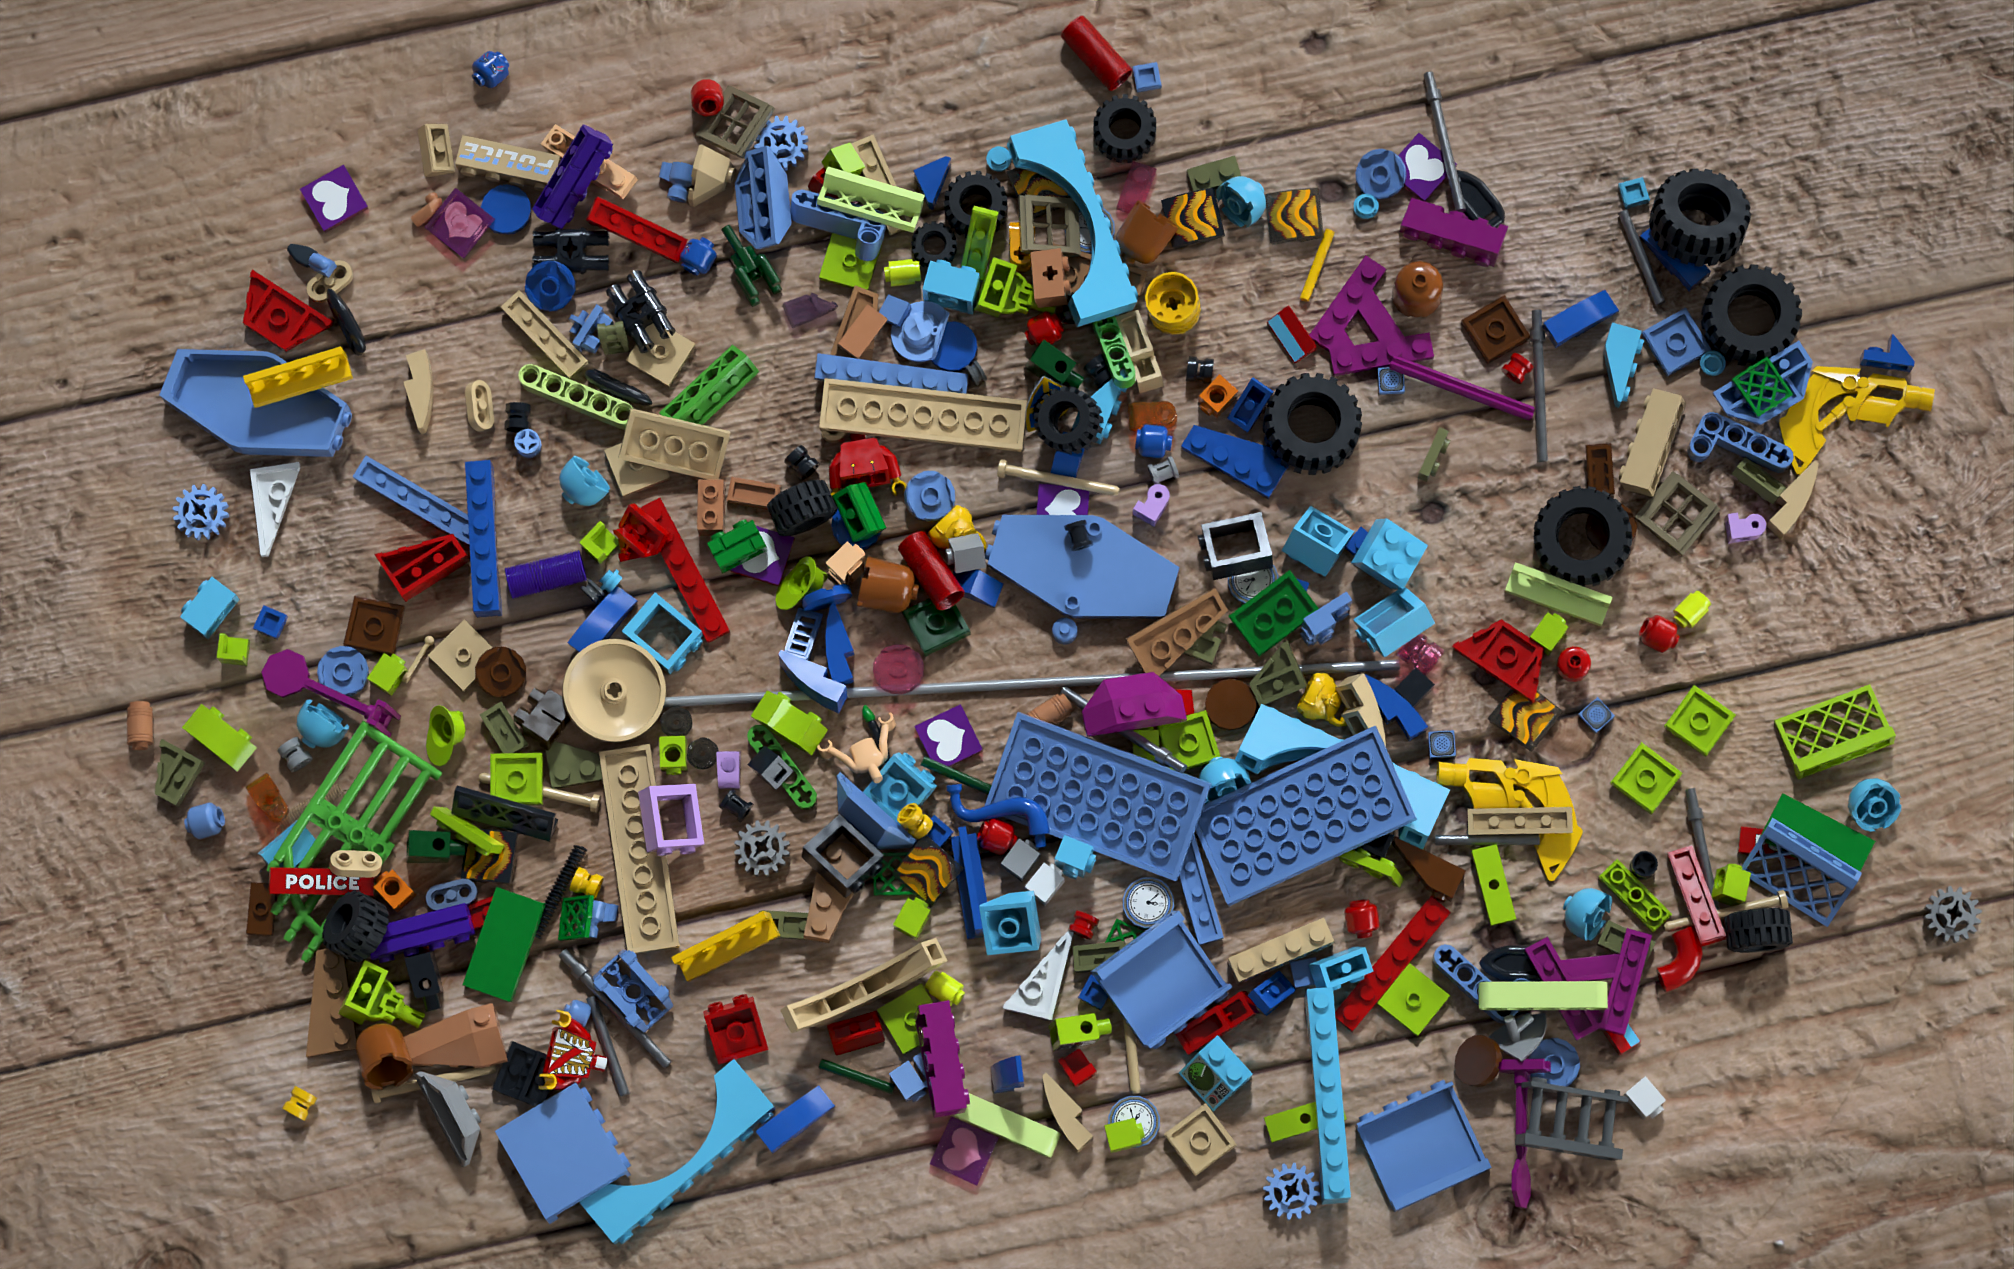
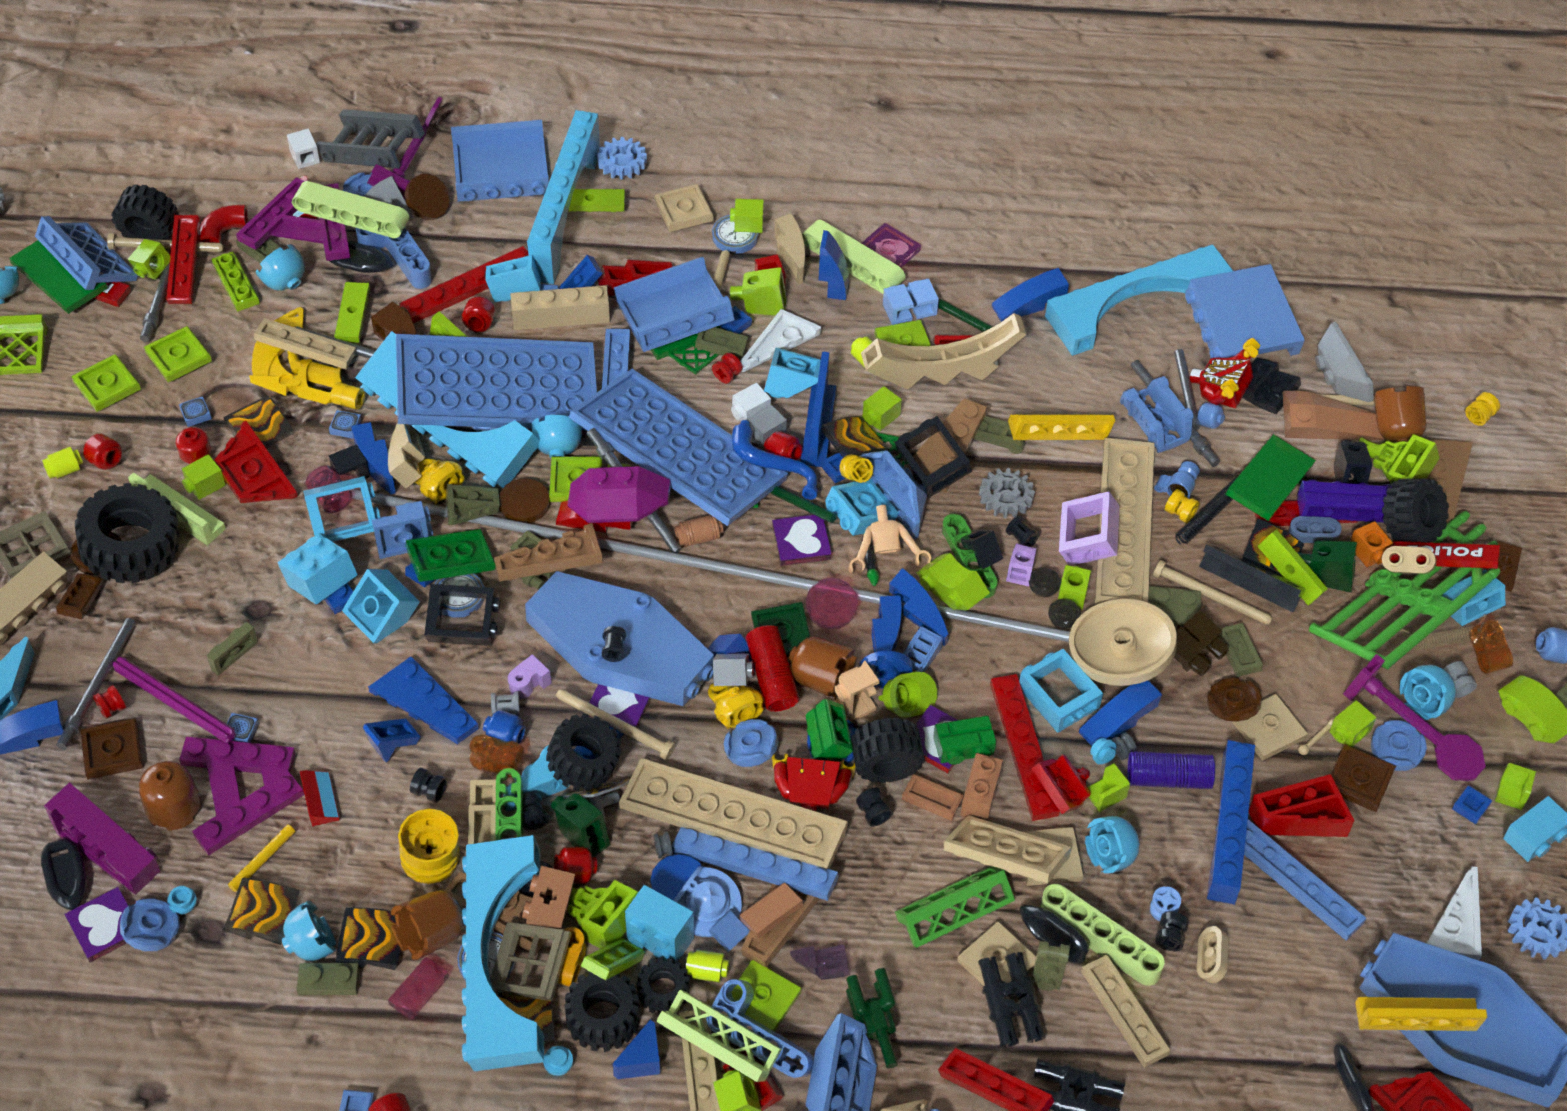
camera: 170 degrees left, 25 degrees down
(420, 388) = (1277, 991): tan slope -> none
(444, 732) = (1300, 657): lime piece -> none
(517, 777) = (1235, 598): lime plate -> none
(550, 285) = (1108, 1057): blue tile -> none
(562, 935) = (1194, 453): green window -> none
(584, 338) = (1076, 1002): medium blue hips -> none
(698, 256) = (931, 1044): blue head -> none
(735, 1029) = (1067, 368): red plate -> none
(940, 1059) = (889, 286): magenta wedge -> none
(1064, 631) = (660, 593): medium blue piece -> none
(1074, 857) = (718, 404): medium azure brick -> none
(1129, 109) = (410, 1067): black tyre -> none
(1147, 902) = (665, 371): tile -> none
(1215, 1073) = (649, 241): medium azure slope -> none
(1223, 387) = (421, 744): orange brick -> none
(1312, 392) = (327, 668): black tyre -> none
(1413, 999) = (459, 255): lime plate -> none
(1434, 98) = (52, 991): flat silver bar -> none
(1645, 861) = (215, 293): black wheel -> none

